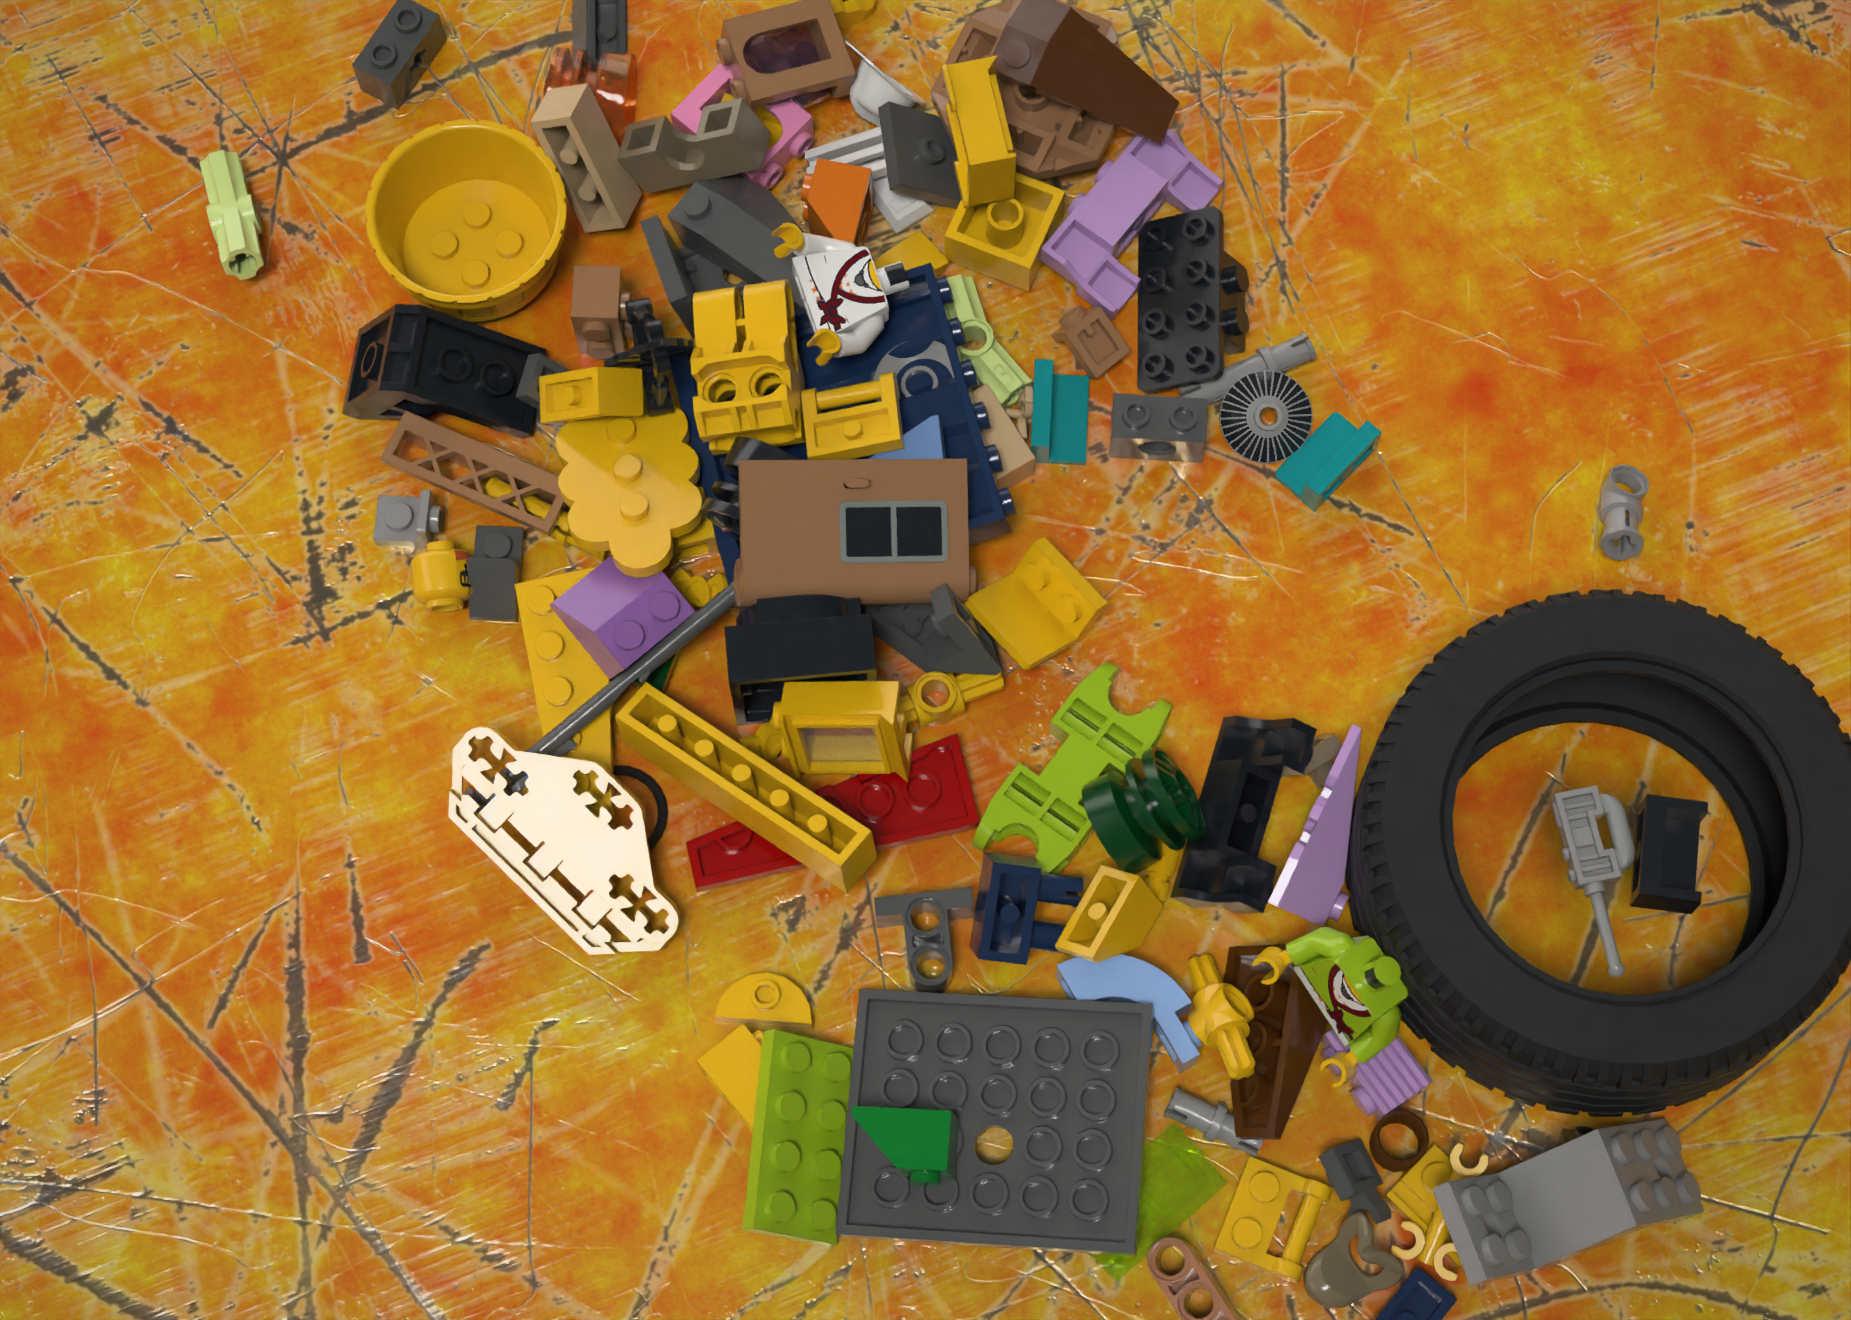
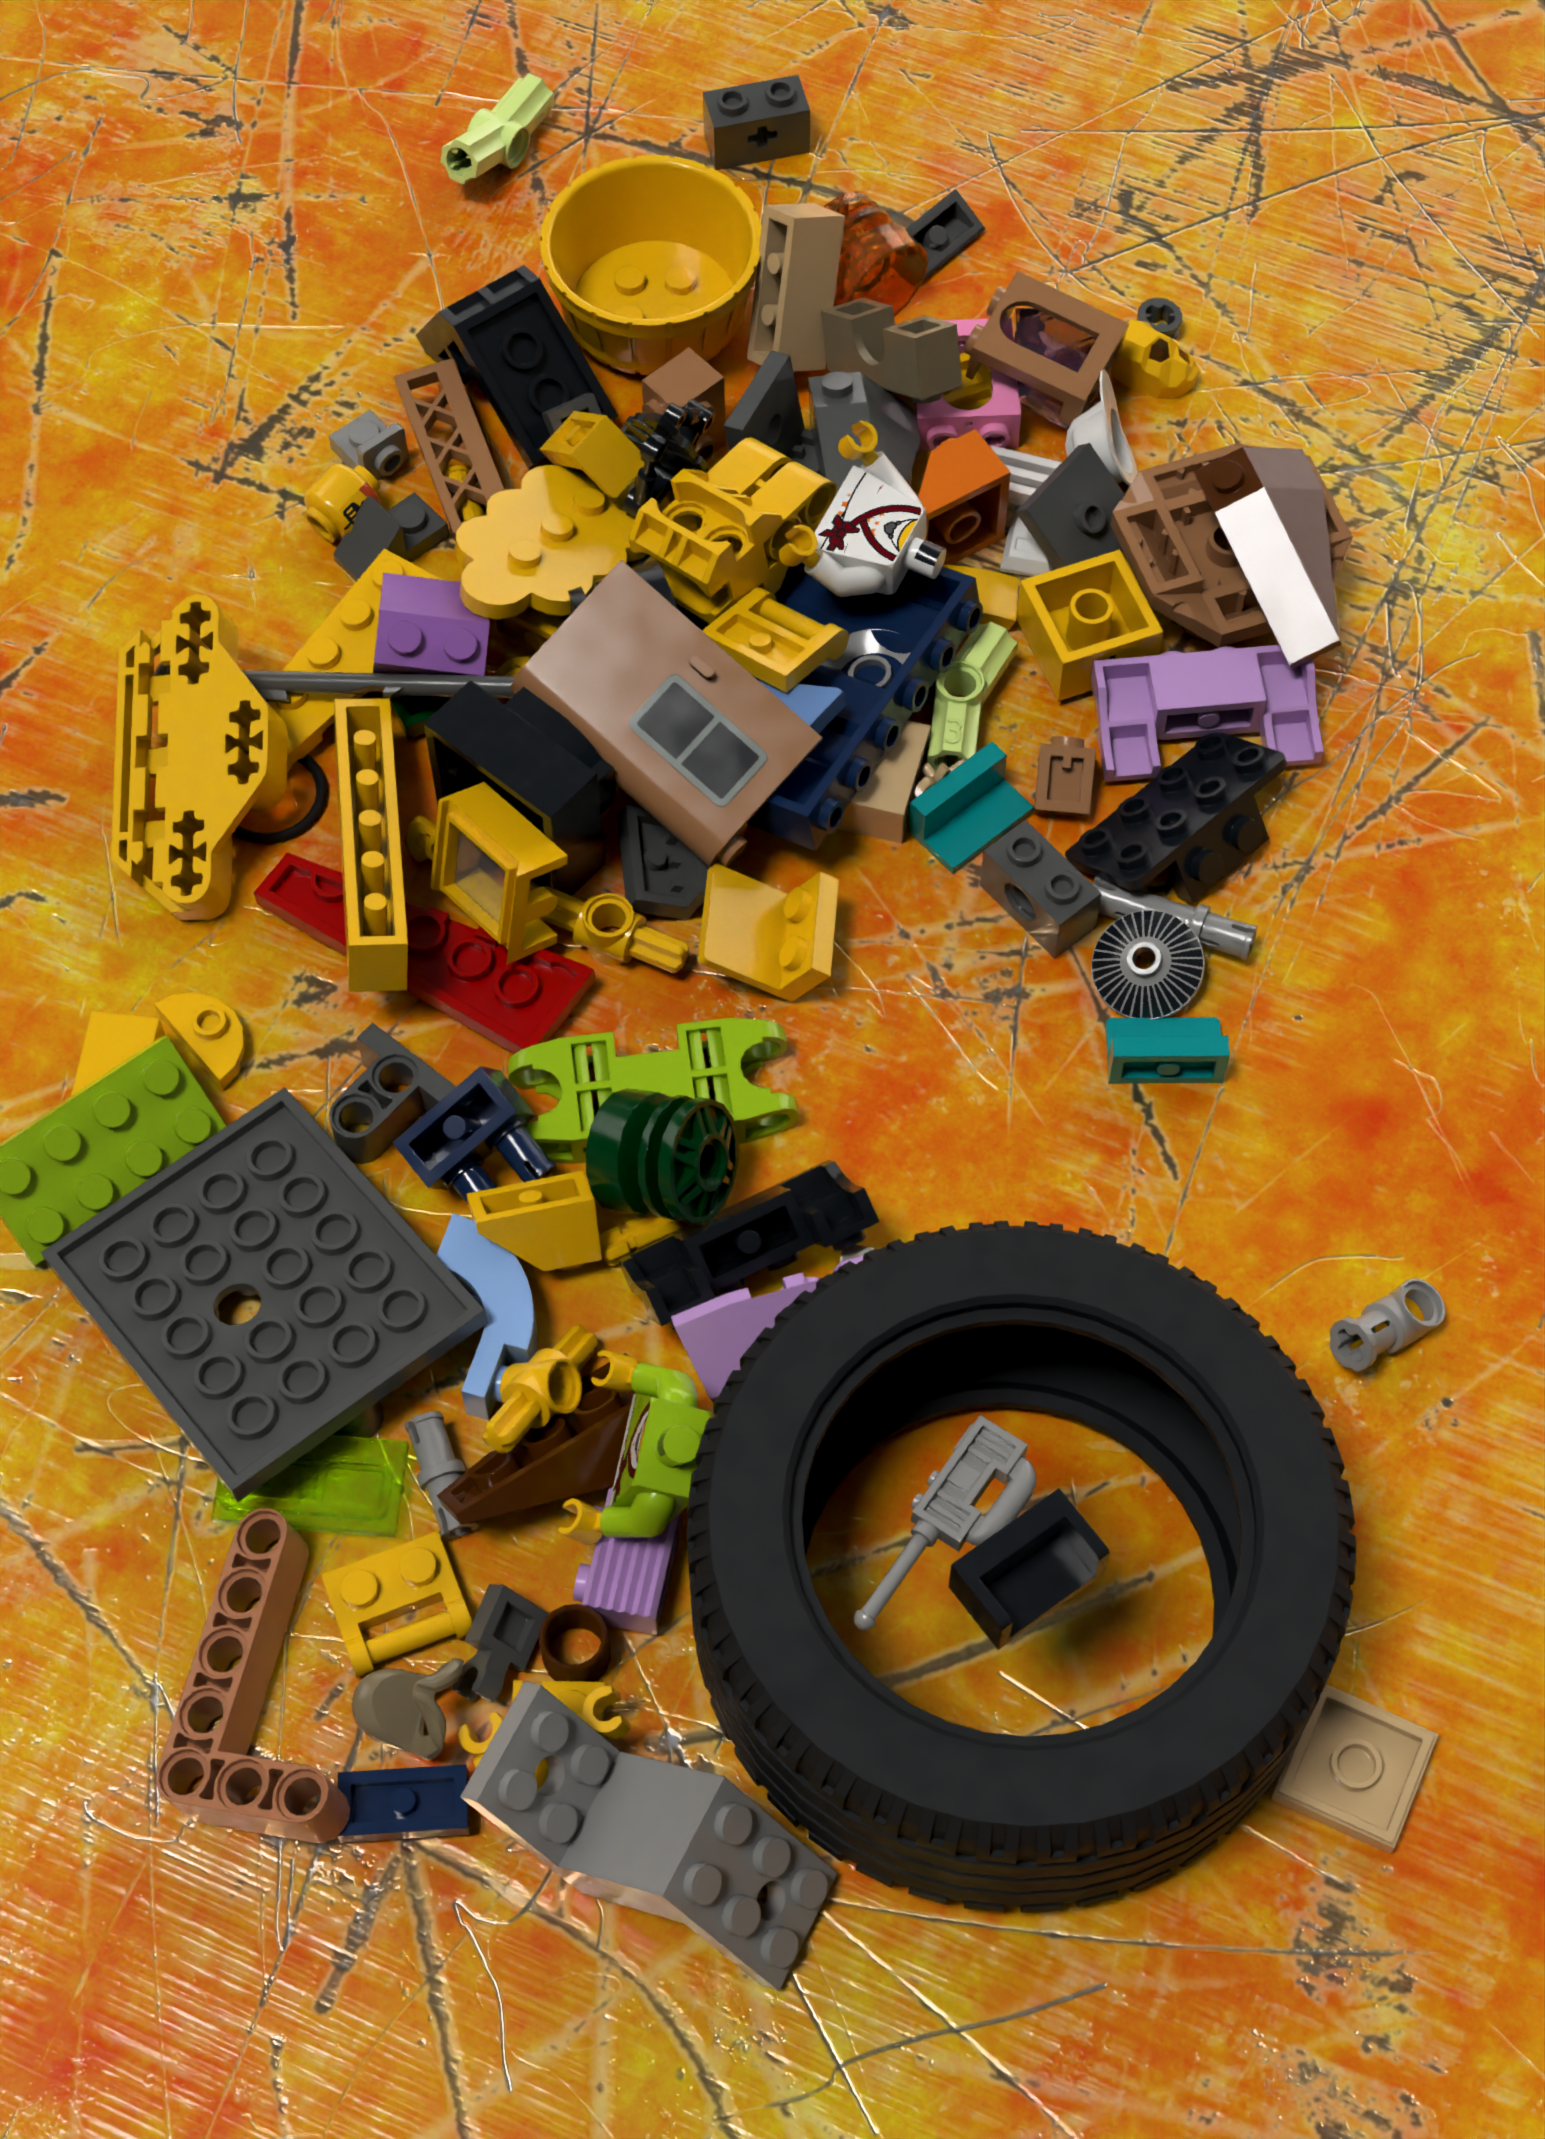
camera: 45 degrees right, 10 degrees down
(914, 1140) = (171, 1230): green slope -> none
(960, 639) = (676, 890): dark grey slope -> none
(979, 132) = (1122, 503): yellow piece -> none

